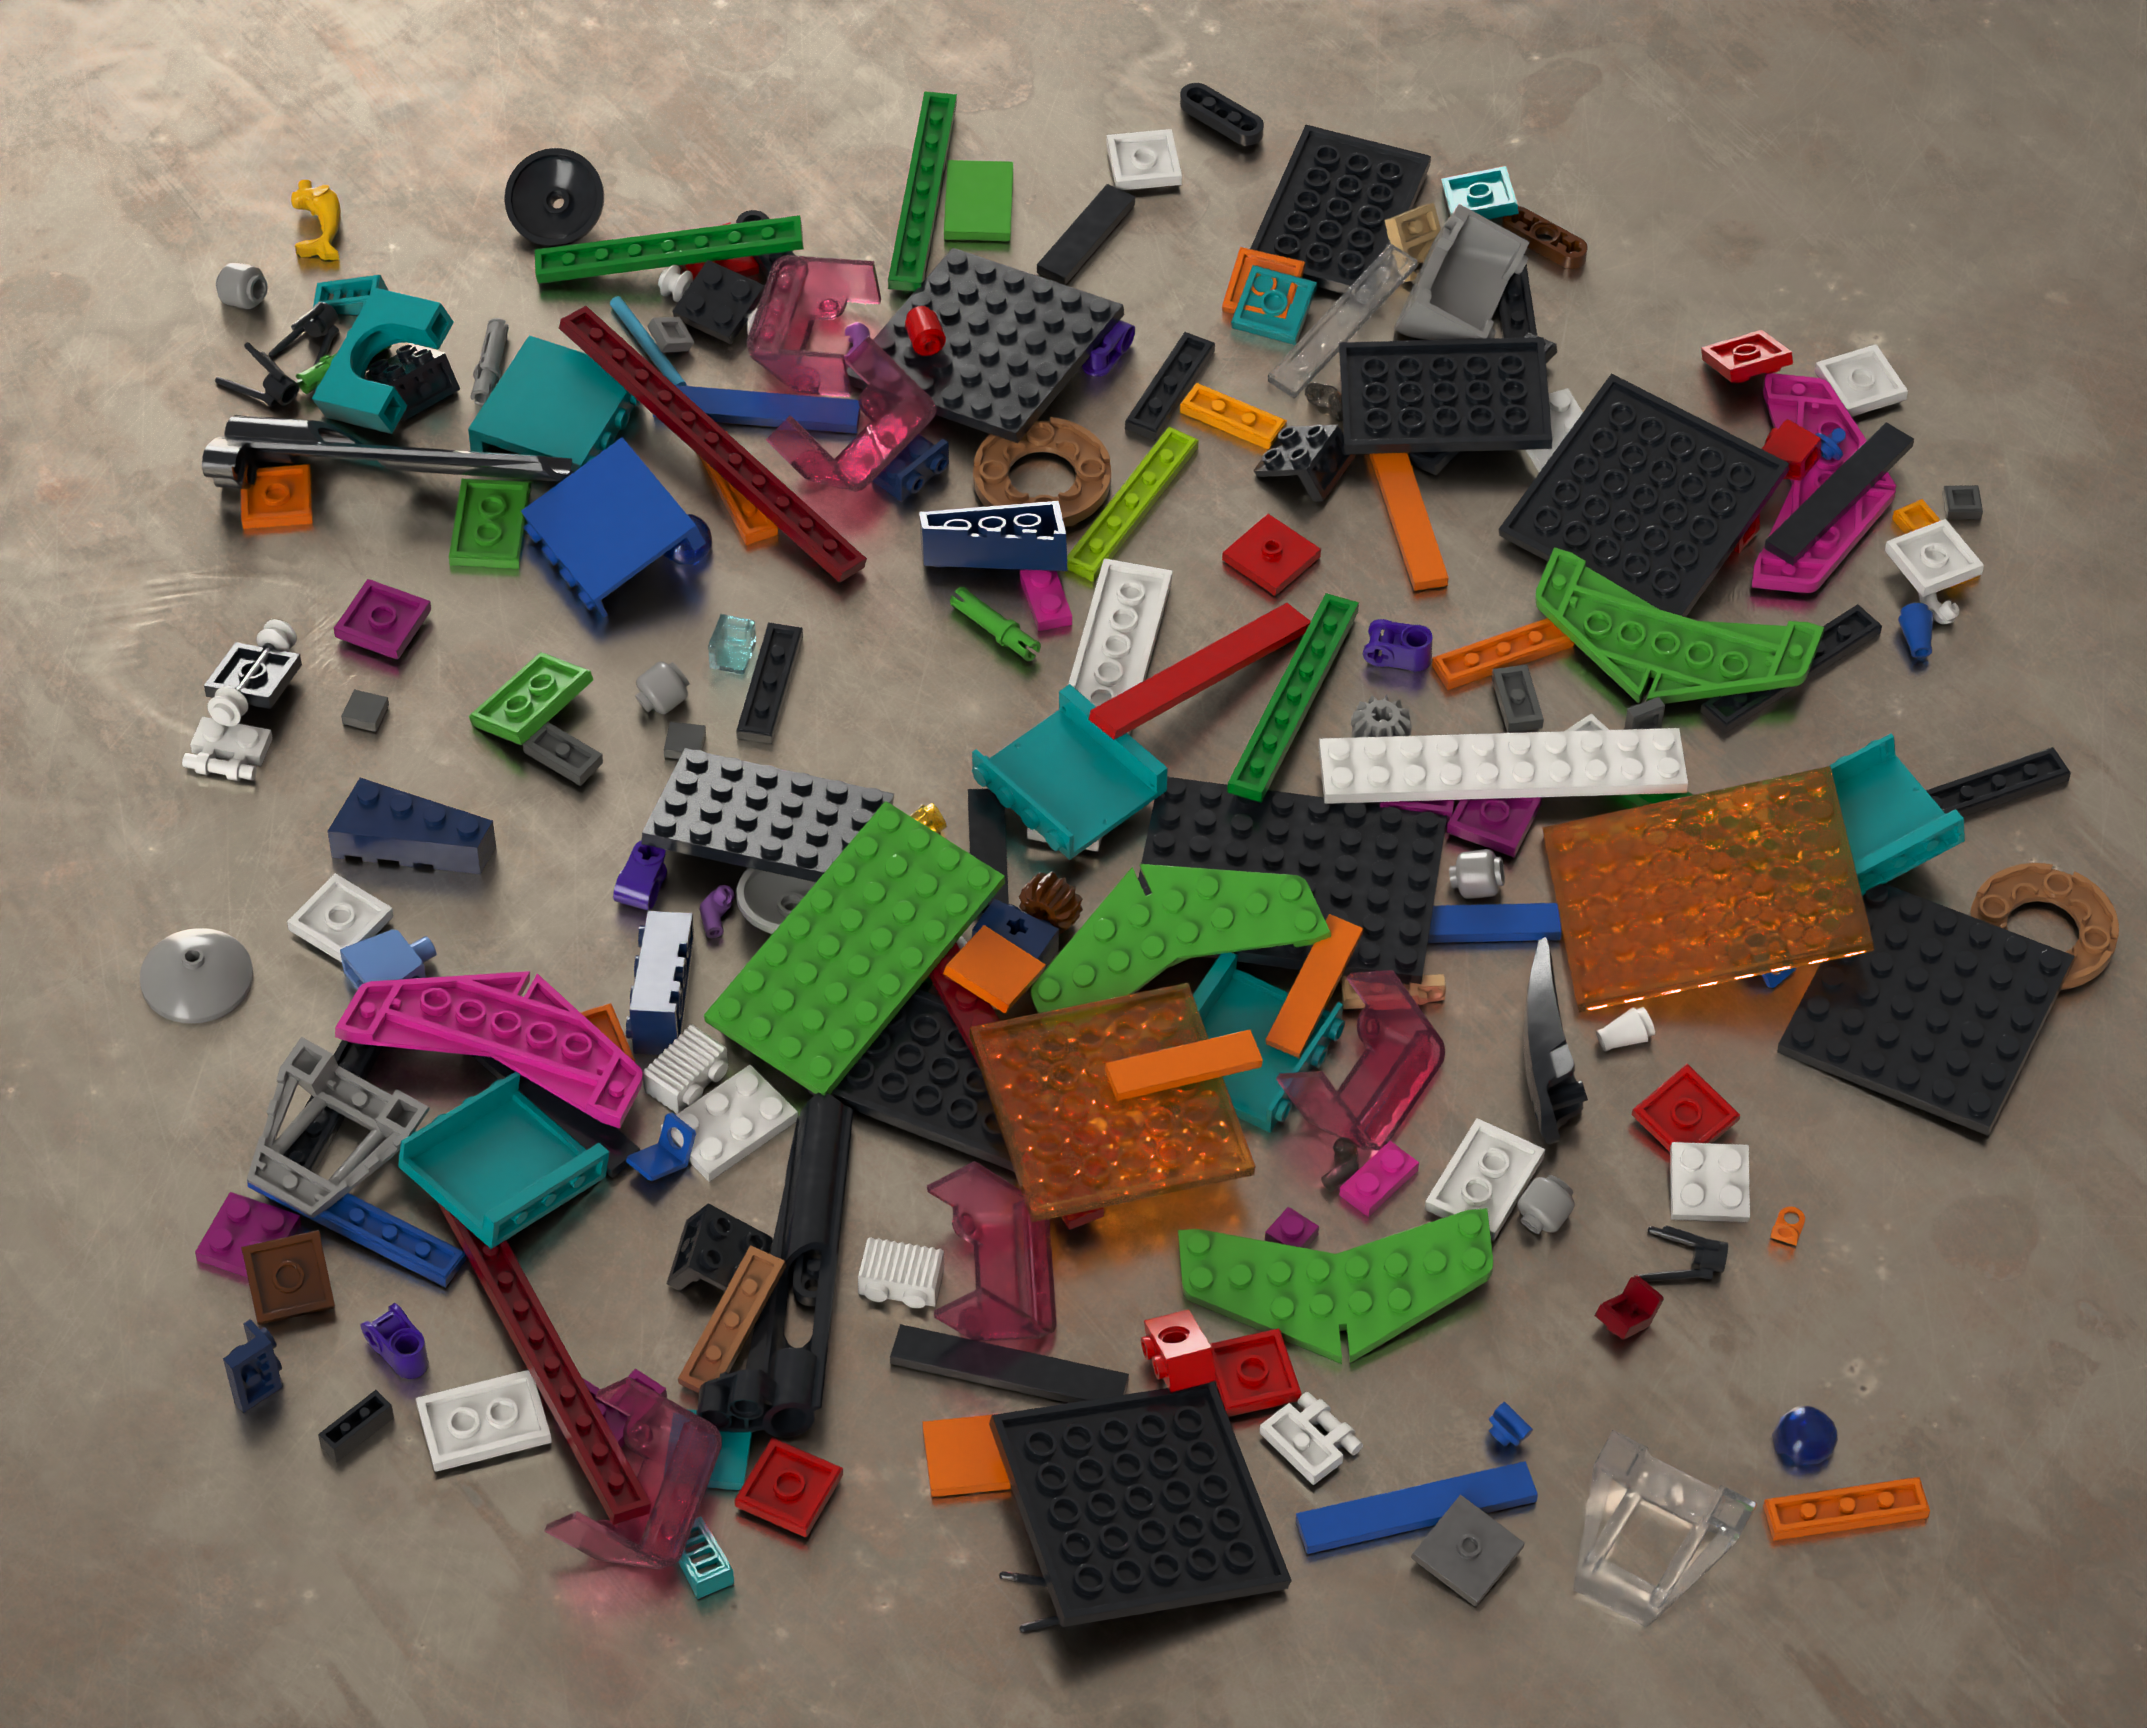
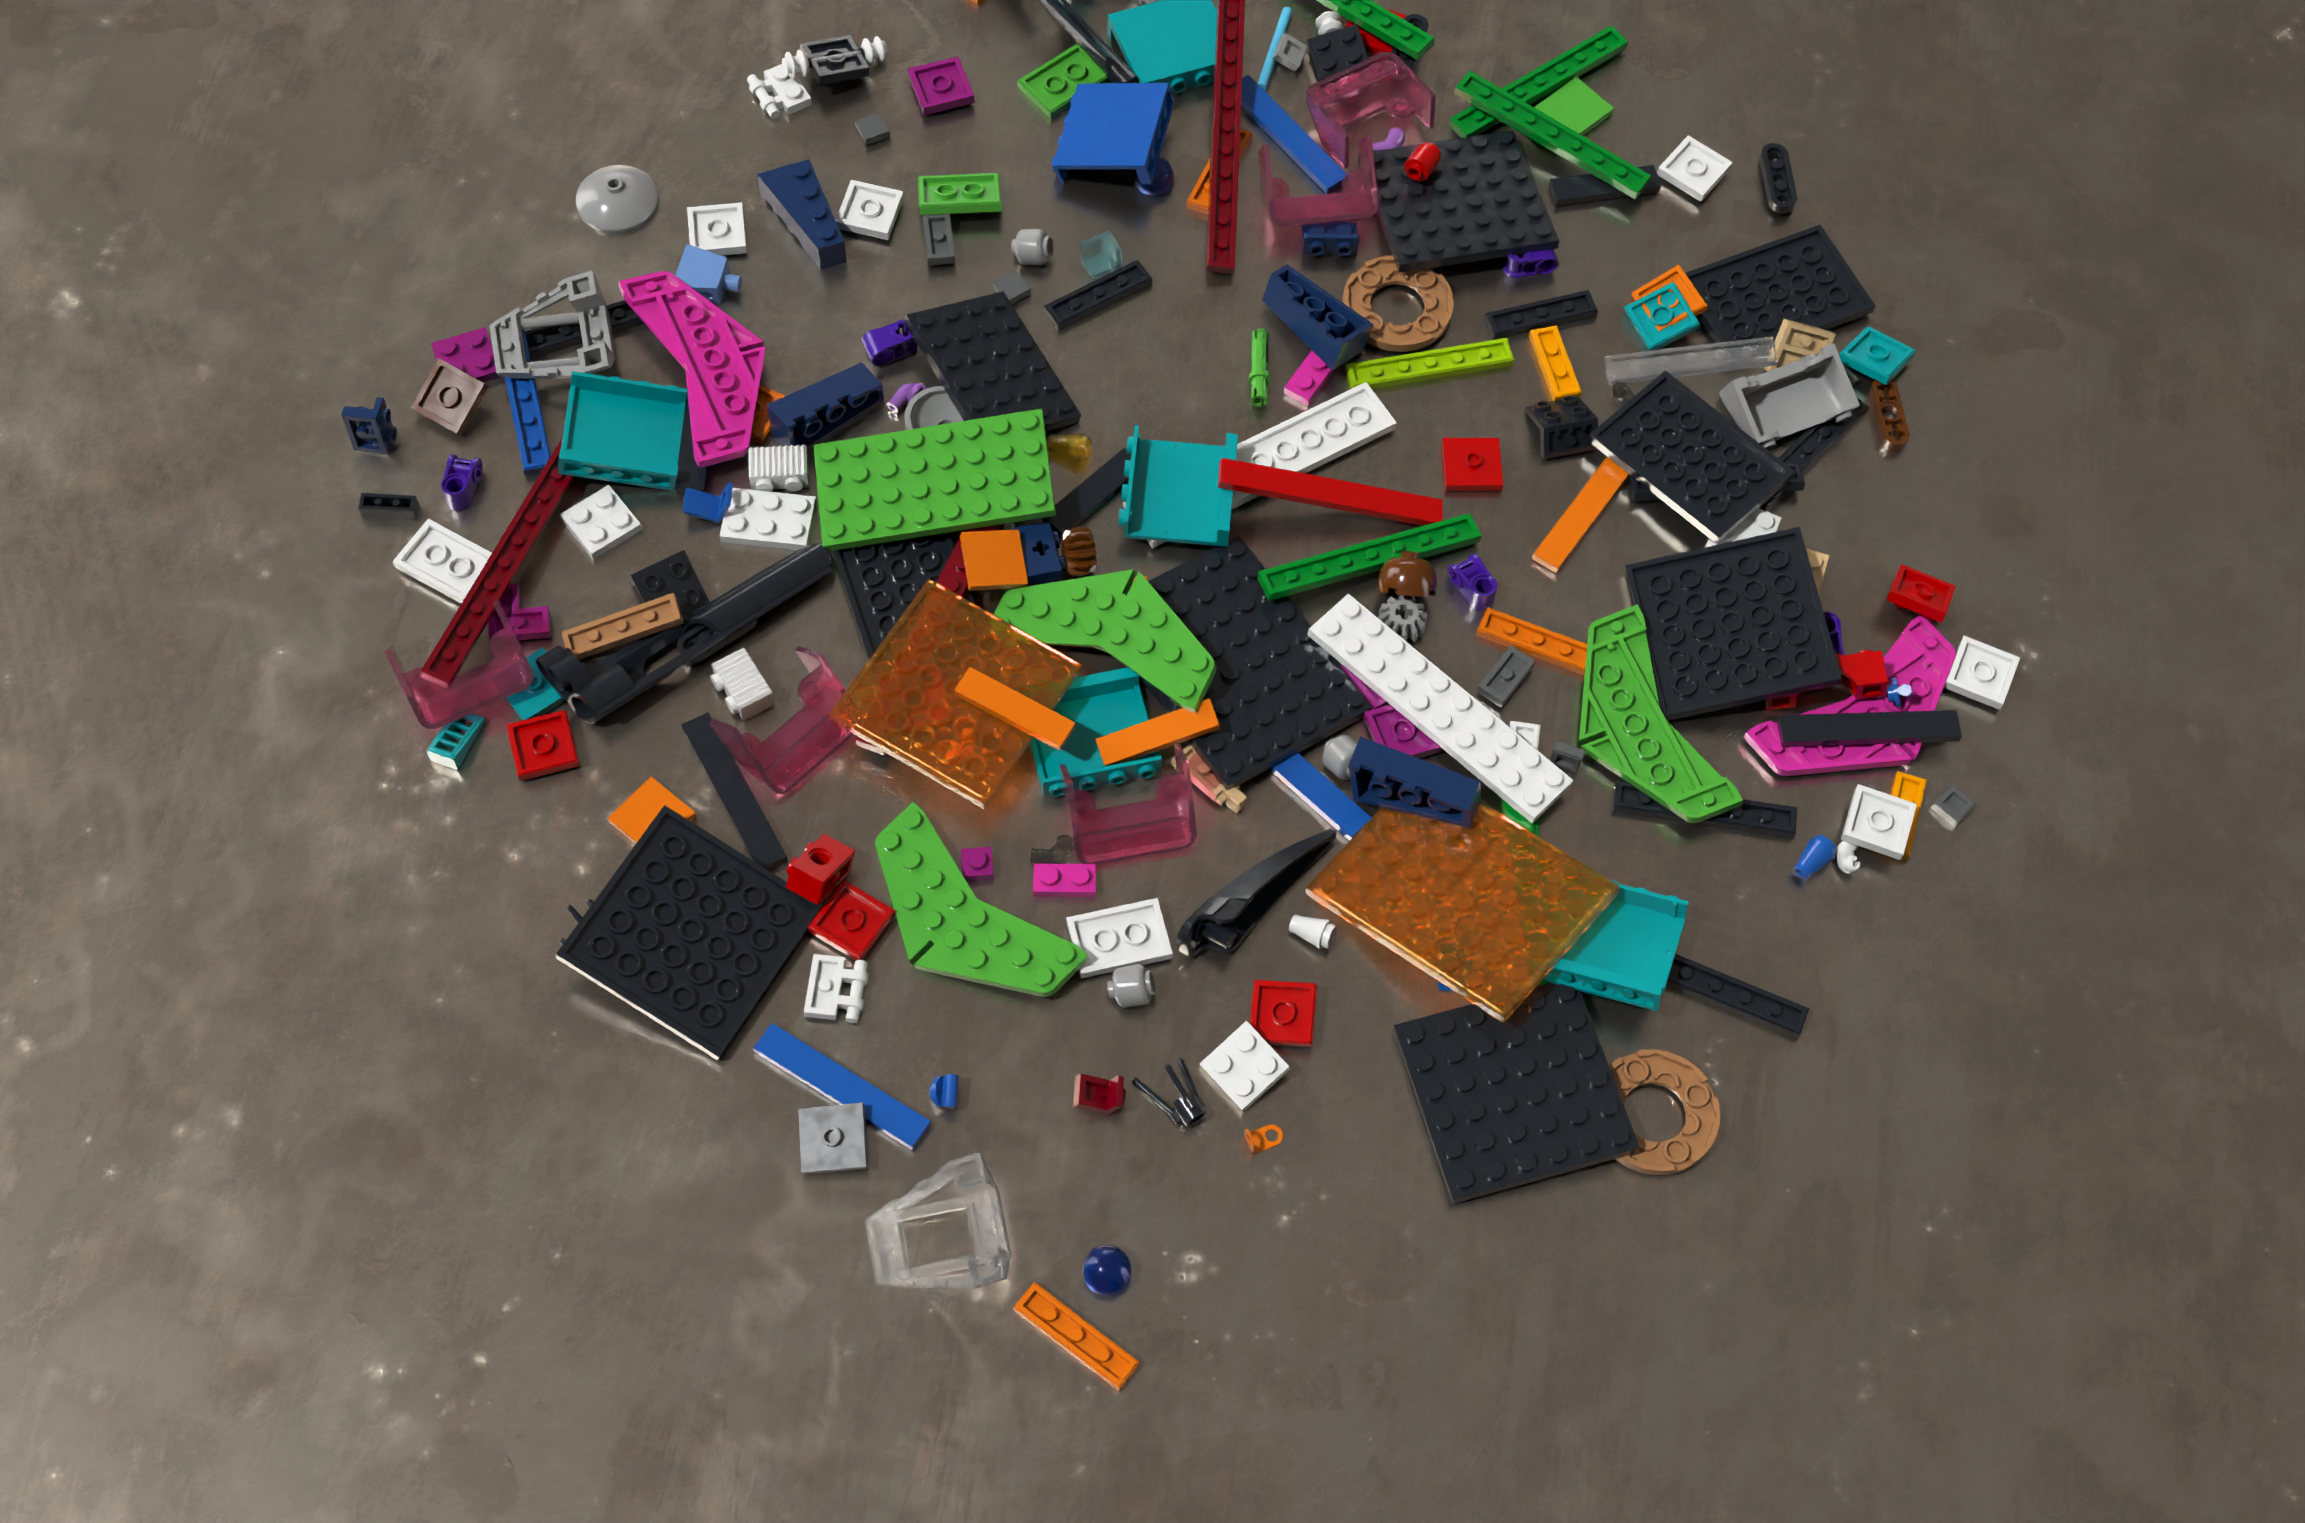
camera: 45 degrees right, 10 degrees up
(464, 778) = (869, 209): none -> white plate
(577, 1261) = (601, 522): none -> white plate
(997, 222) = (1552, 134): none -> green plate
(1350, 682) = (1408, 576): none -> reddish brown cylinder
(1571, 839) = (1412, 785): none -> dark blue wedge

